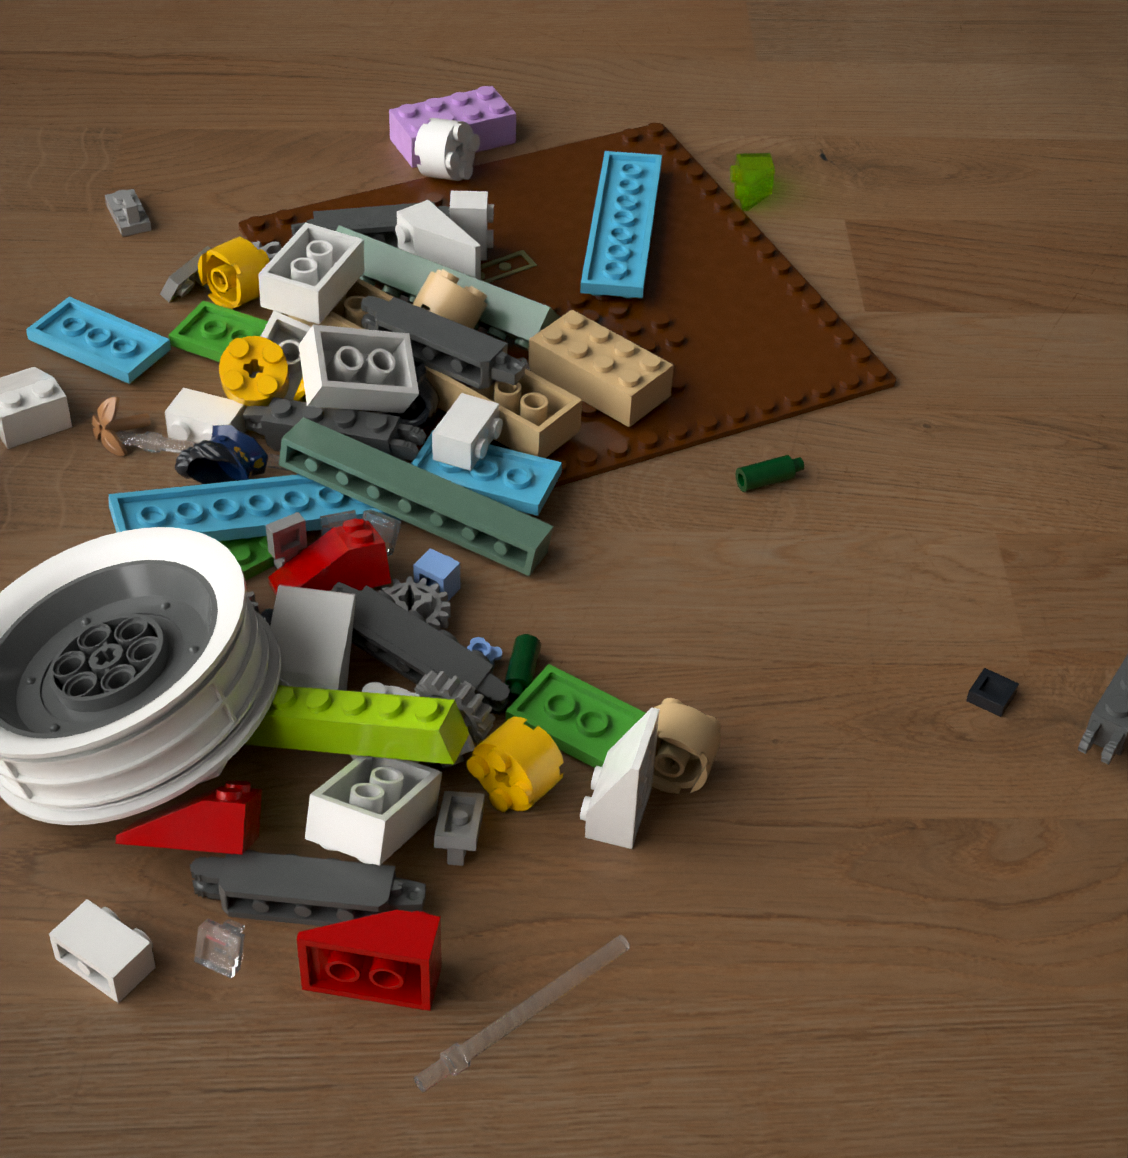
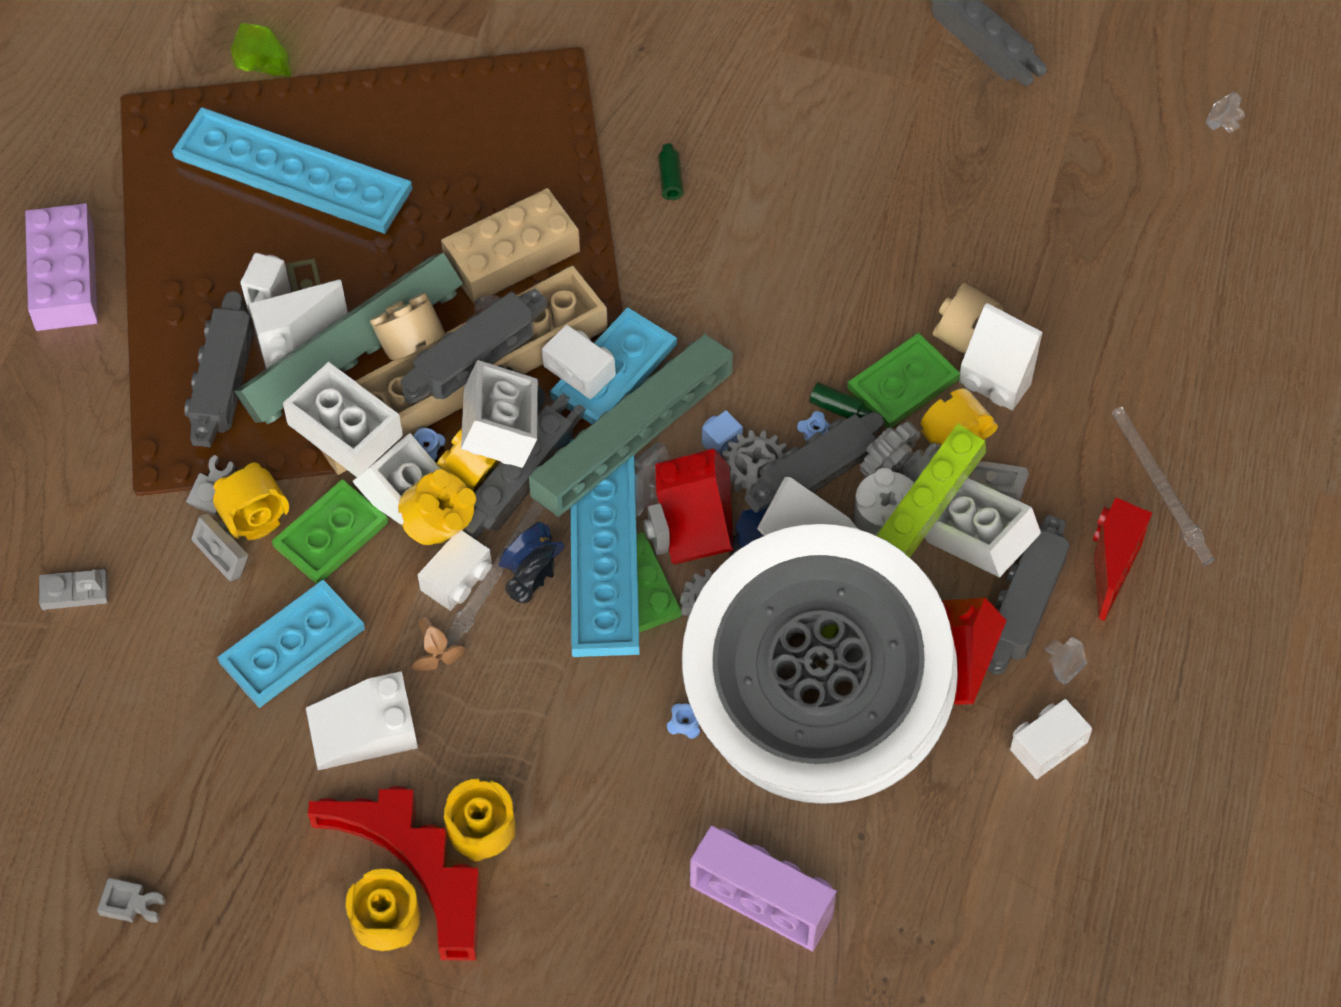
camera: 70 degrees left, 15 degrees up
(446, 149) = (124, 276): white brick -> none
(992, 692) = (950, 115): black tile -> none

